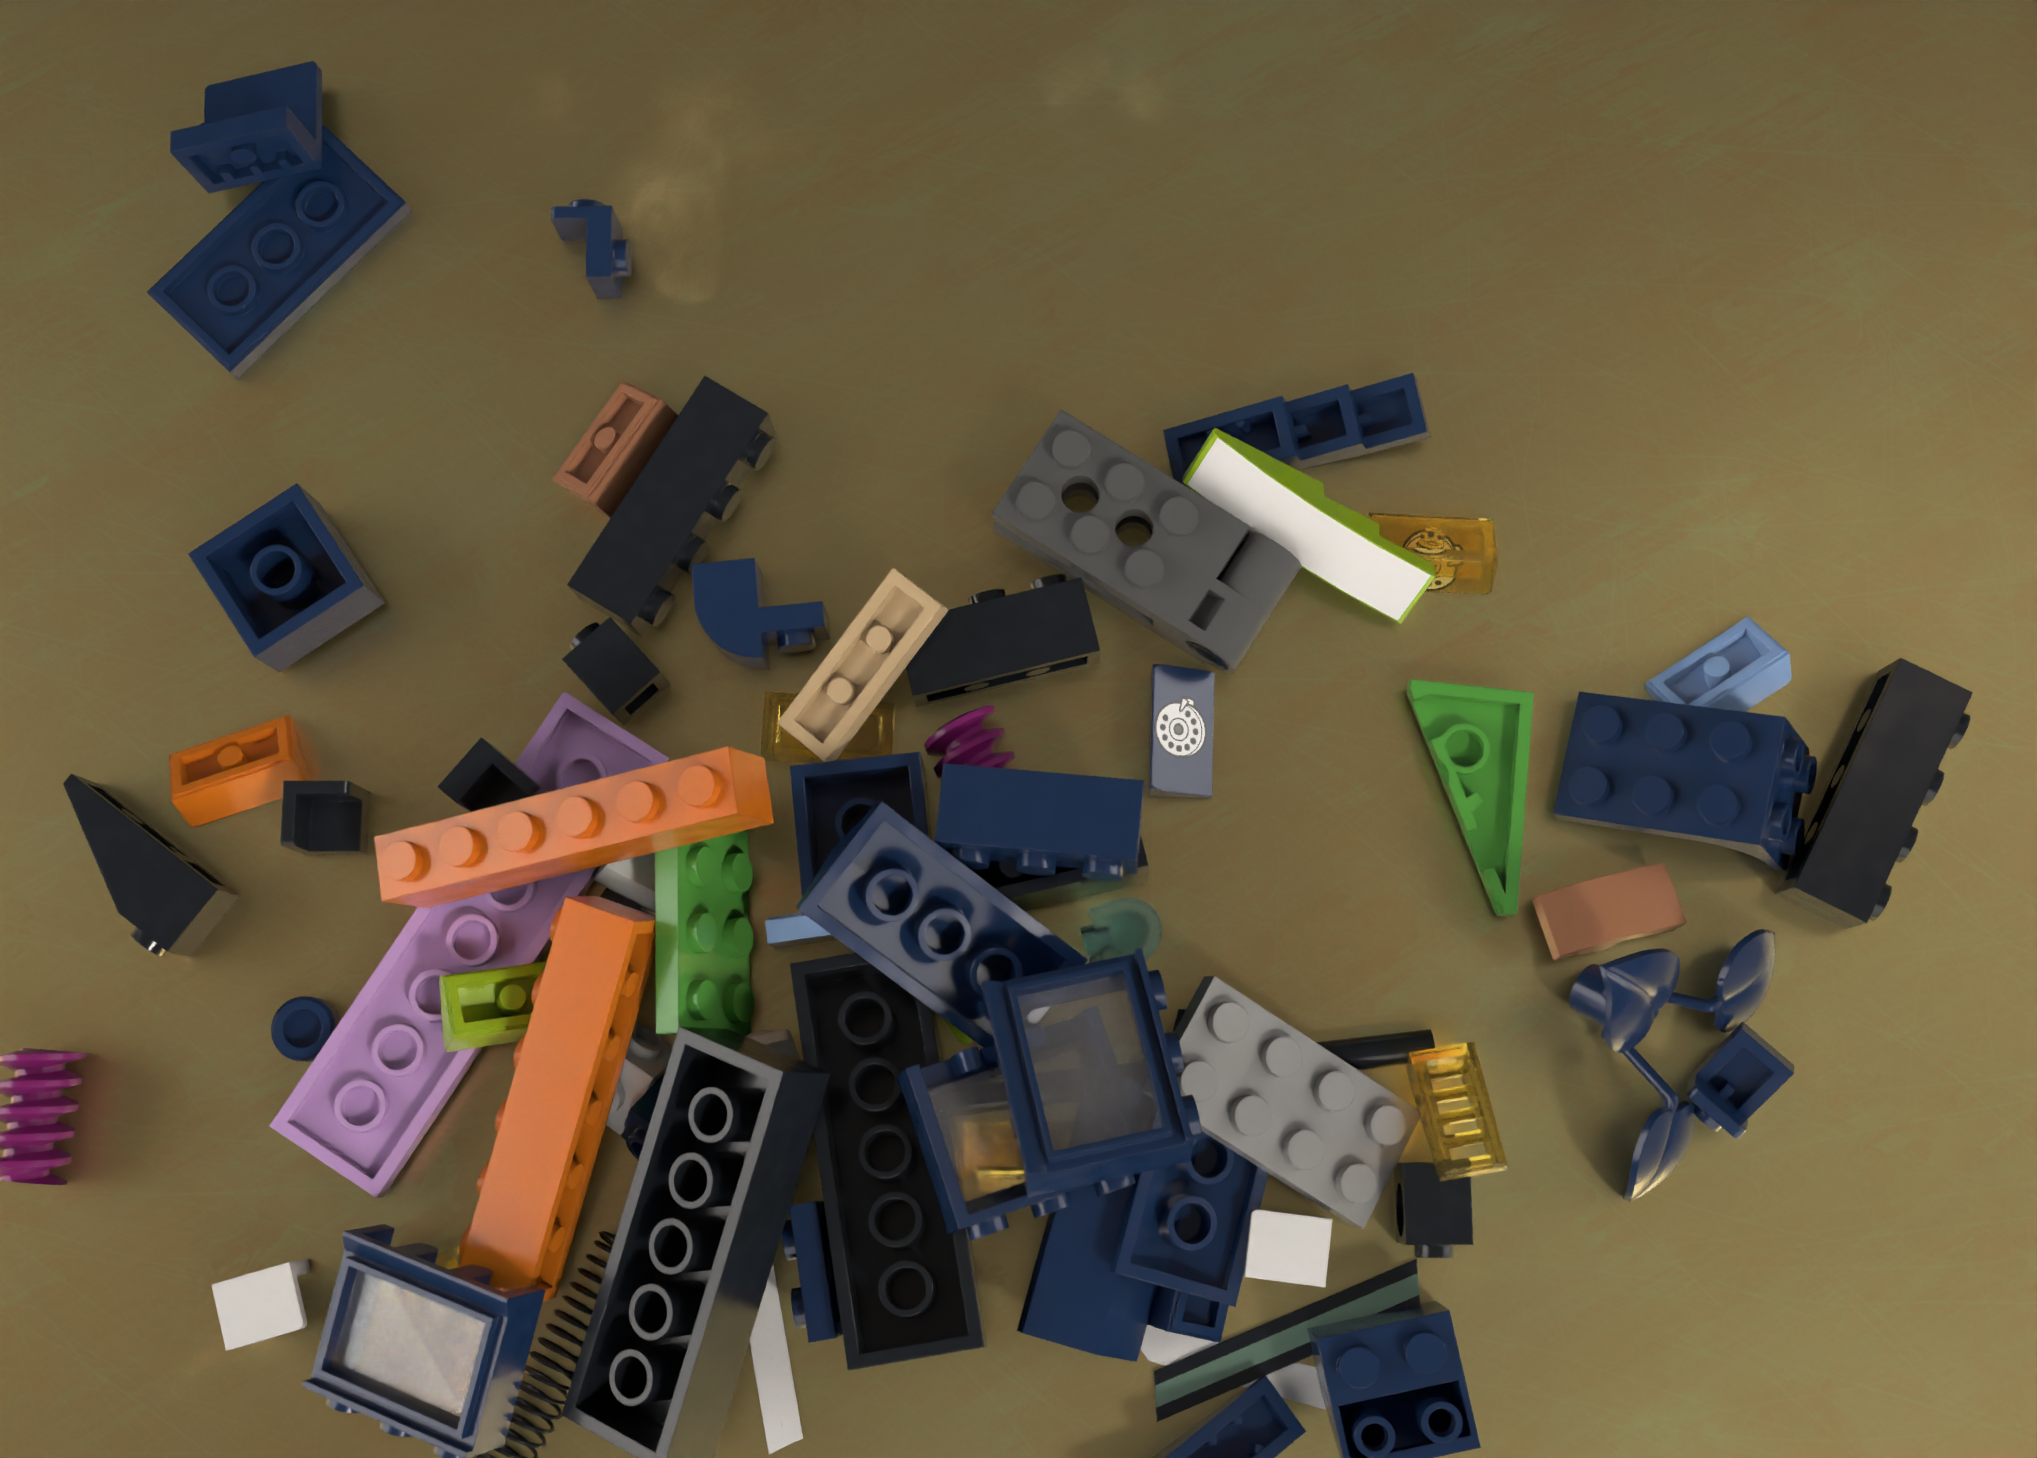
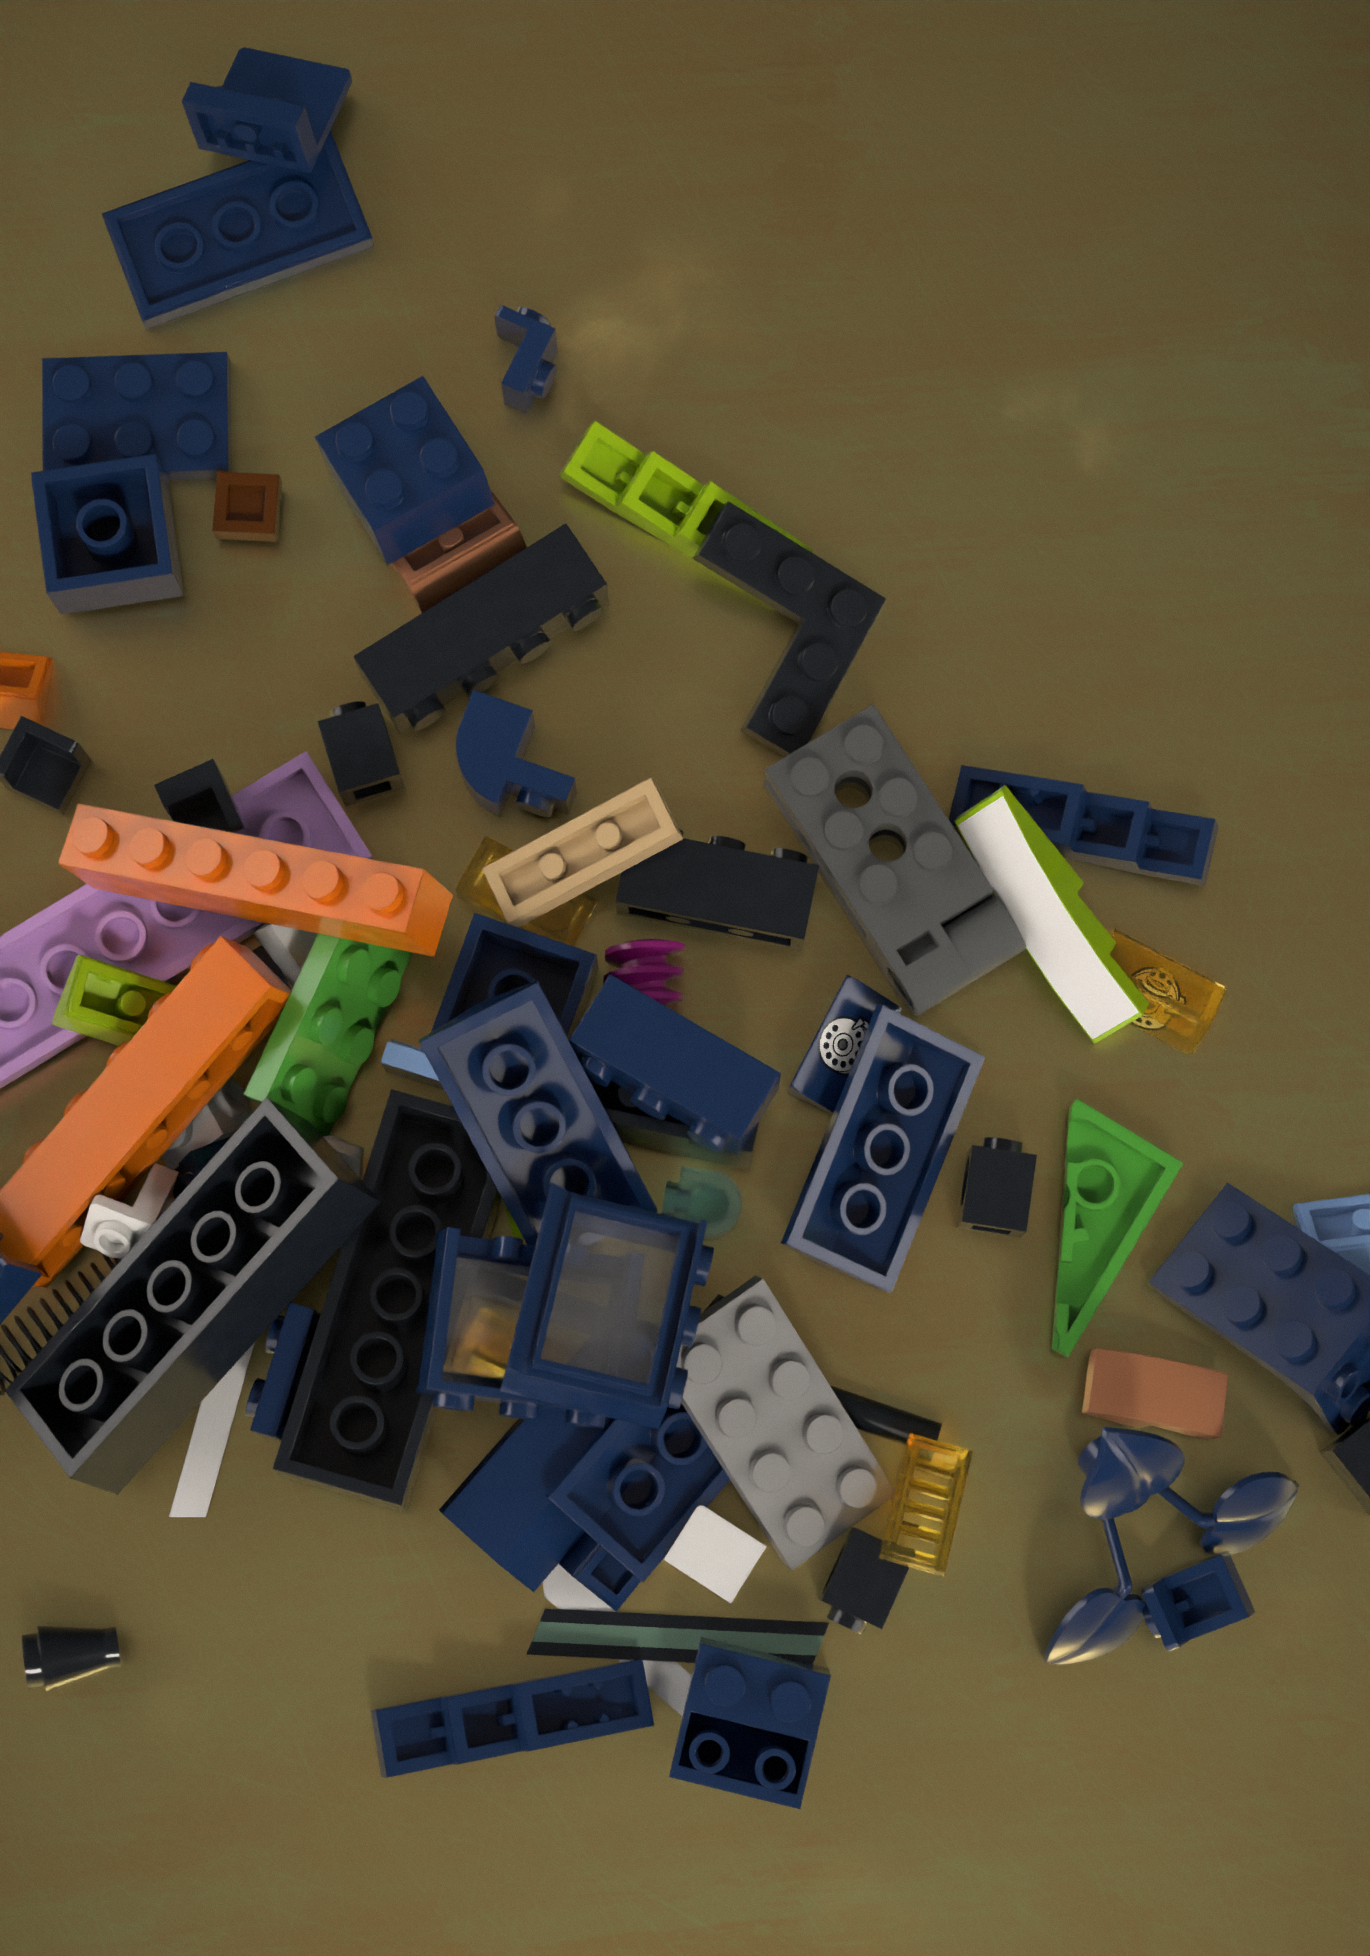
camera: 20 degrees right, 0 degrees up
(263, 449) = (139, 407): none -> dark blue plate
(405, 495) = (247, 506): none -> reddish brown plate
(535, 395) = (405, 470): none -> dark blue brick
(596, 1212) = (117, 1227): none -> white bracket
(808, 320) = (649, 490): none -> lime slope
(970, 340) = (825, 602): none -> black plate
(1260, 807) = (883, 1150): none -> dark blue slope
(1379, 793) = (997, 1188): none -> black brick

